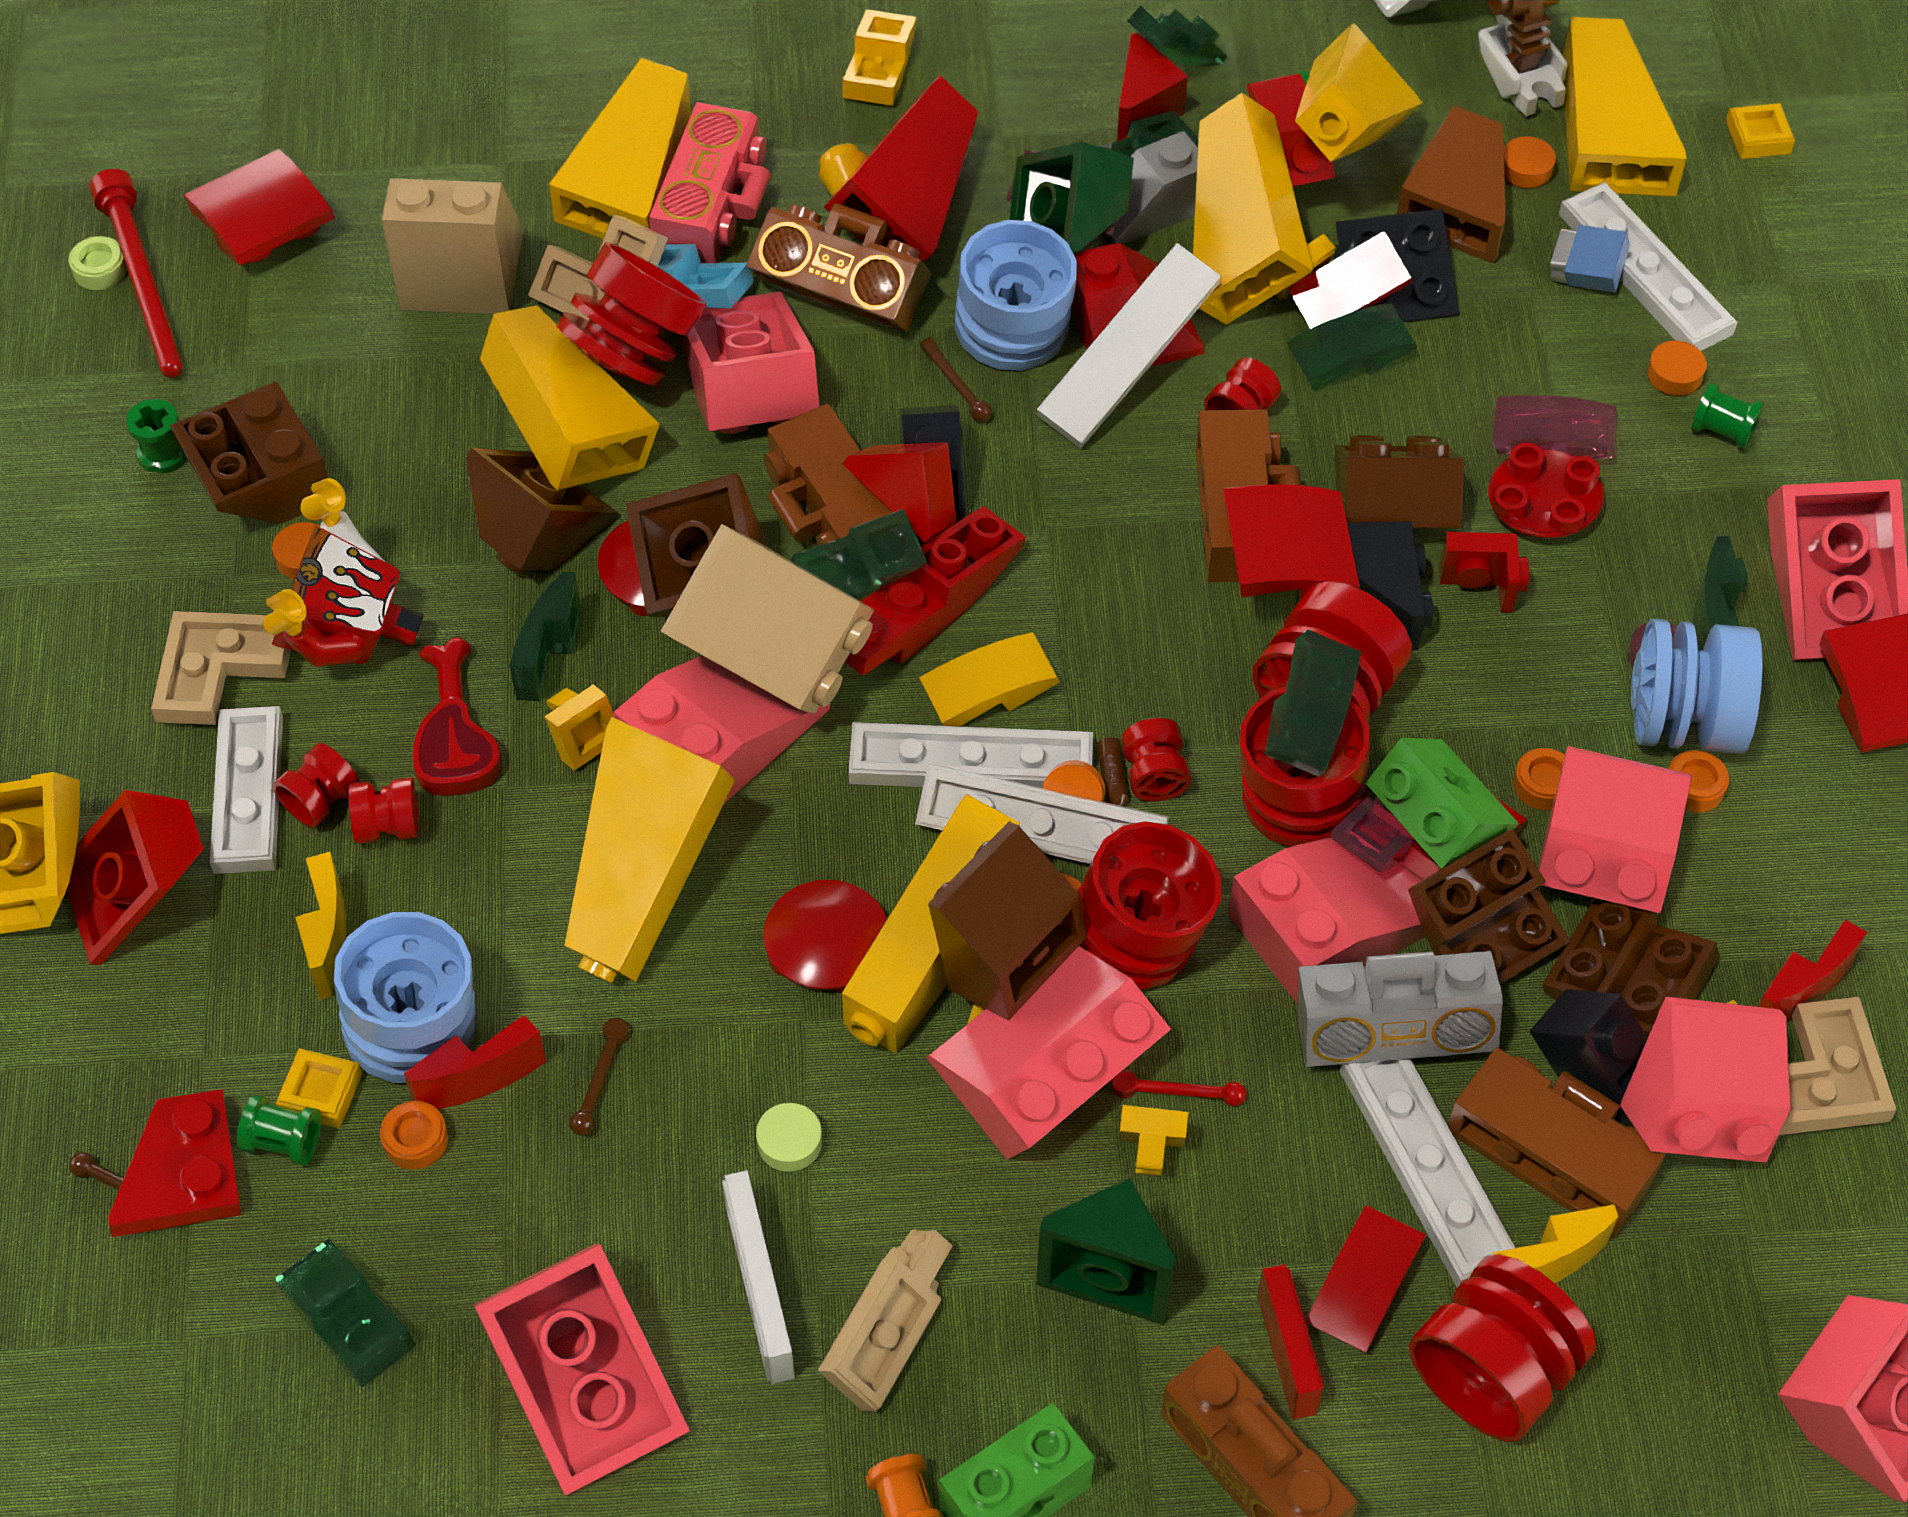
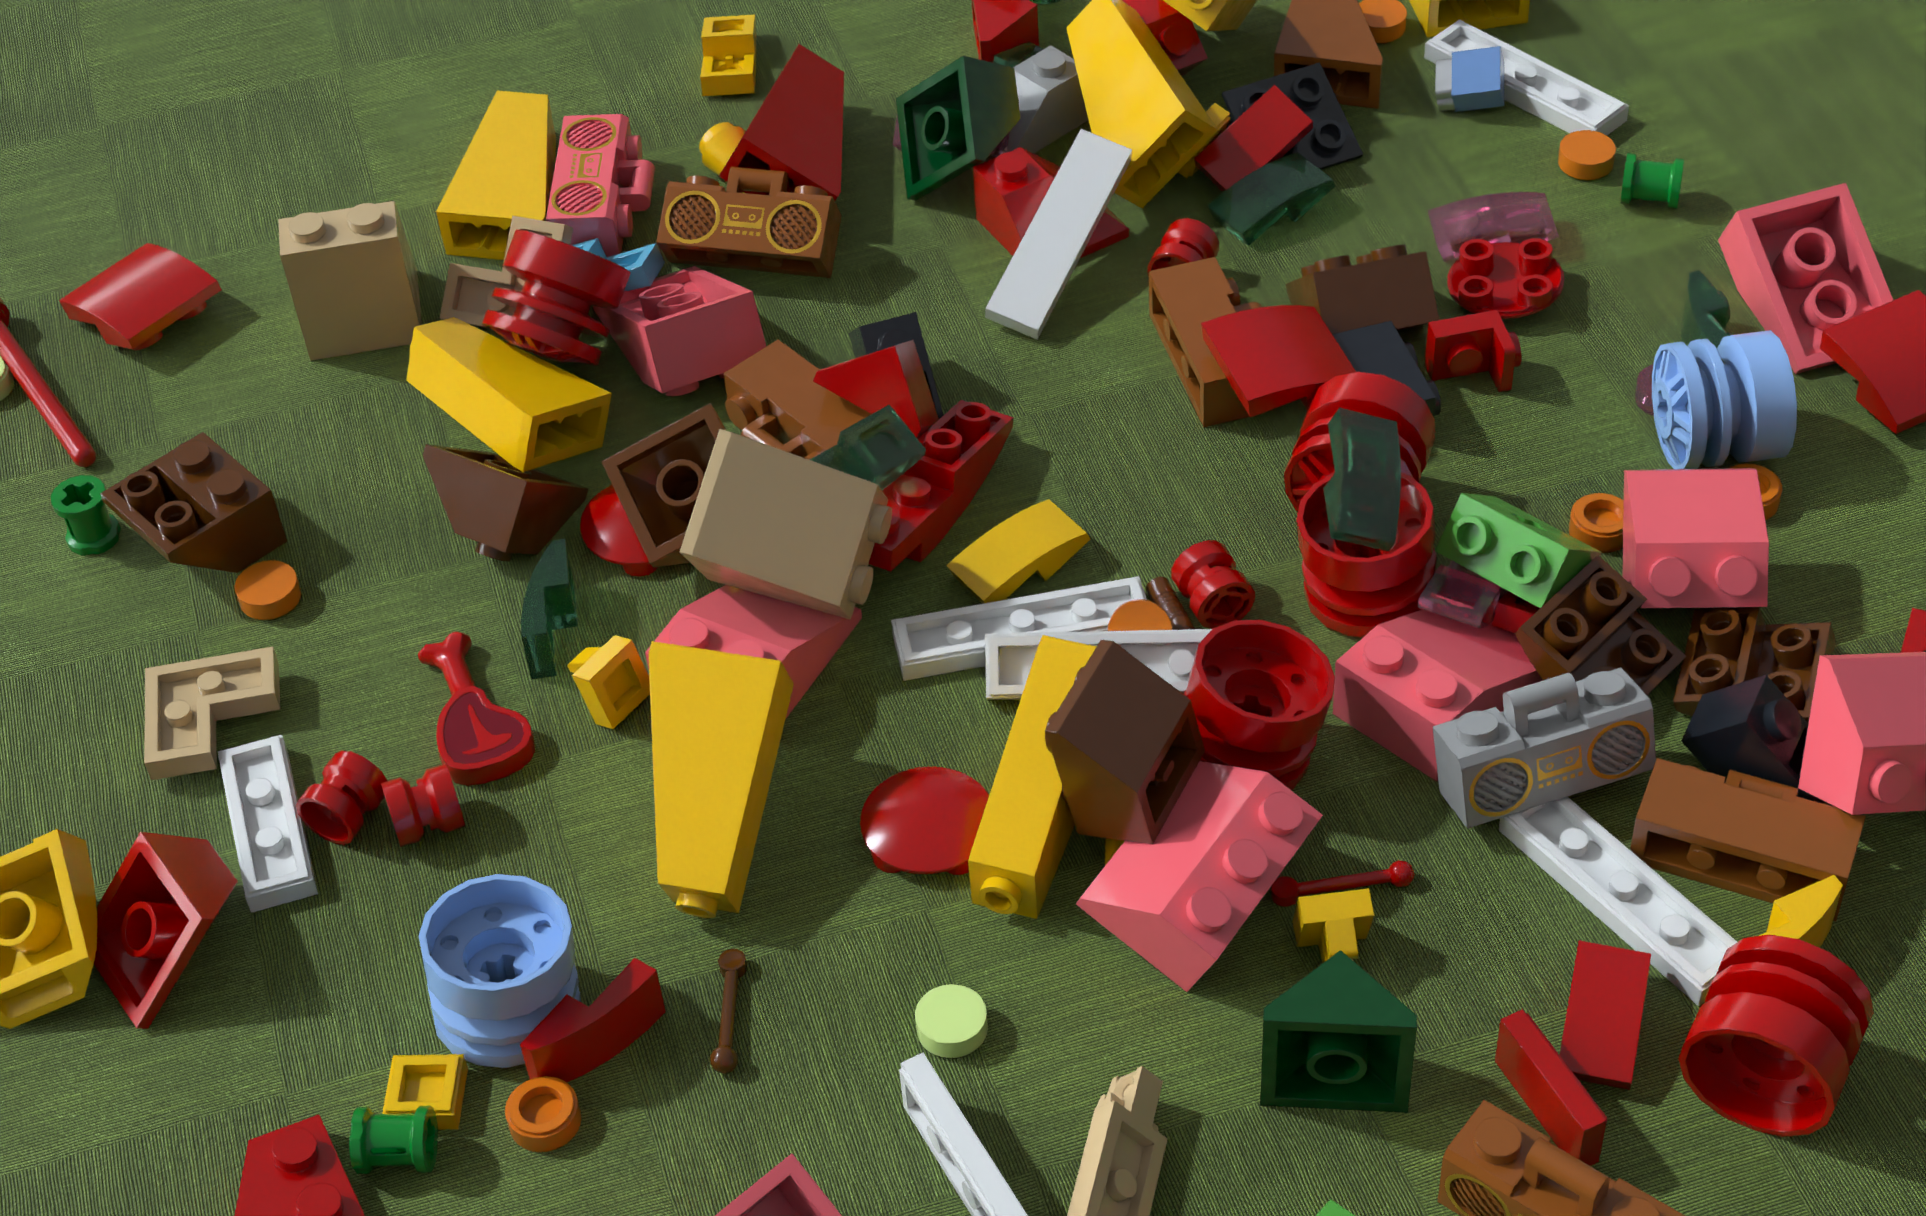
camera: 10 degrees left, 10 degrees down
(323, 929) = (387, 928): yellow slope -> none
(339, 591) = (319, 609): torso -> none
(980, 409) = (861, 285): reddish brown hinge -> none
(1015, 295) = (932, 212): light blue wheel -> none

